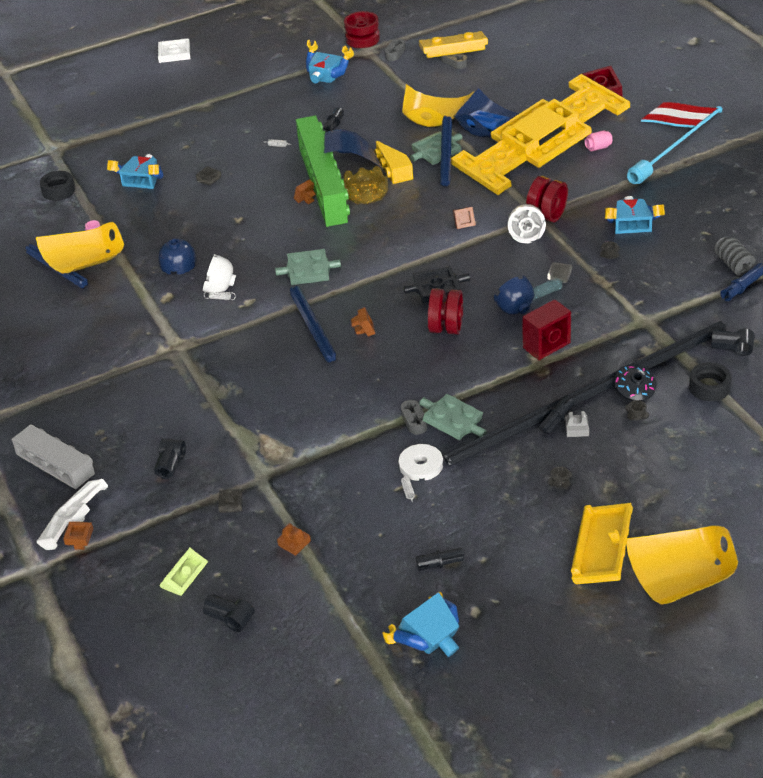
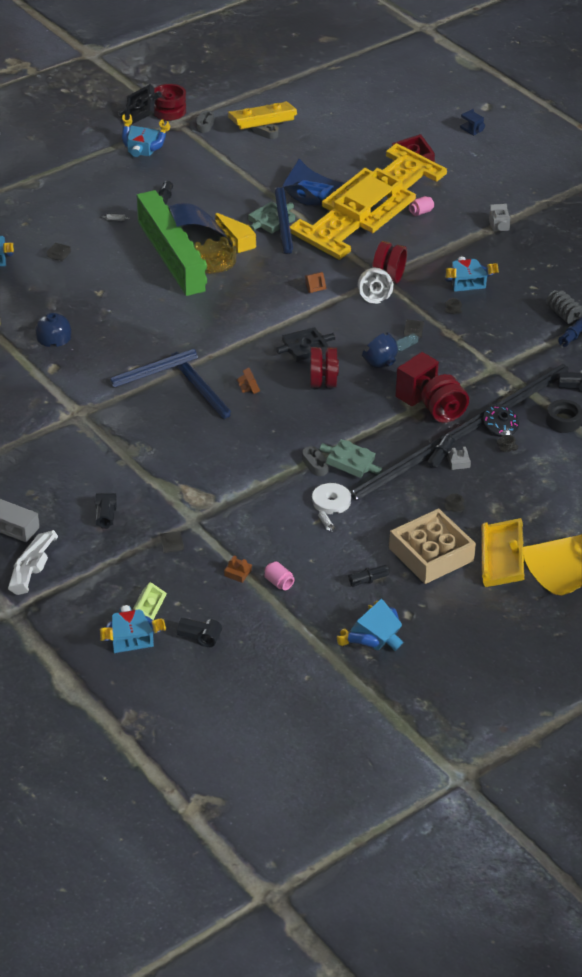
camera: 15 degrees left, 0 degrees up
(78, 534) = (45, 579): dark orange tile -> none
(149, 604) = (131, 630): none -> dark azure torso
(219, 275) = (101, 345): white cylinder -> none
(220, 295) = (104, 364): white piece -> none
(267, 302) = (153, 368): none -> dark blue axle
(305, 192) = (159, 264): dark orange tile -> none
(308, 267) = (181, 334): sand green plate -> none
(331, 31) = (140, 104): none -> black plate
(336, 551) = (279, 576): none -> bright pink brick
(428, 109) = (257, 181): yellow piece -> none
(519, 529) = (432, 546): none -> tan slope
(573, 353) = (445, 398): none -> dark red wheel
(675, 115) = (489, 180): flag -> none
(676, 56) = (475, 122): none -> dark blue window
(681, 155) = (499, 217): none -> light grey window

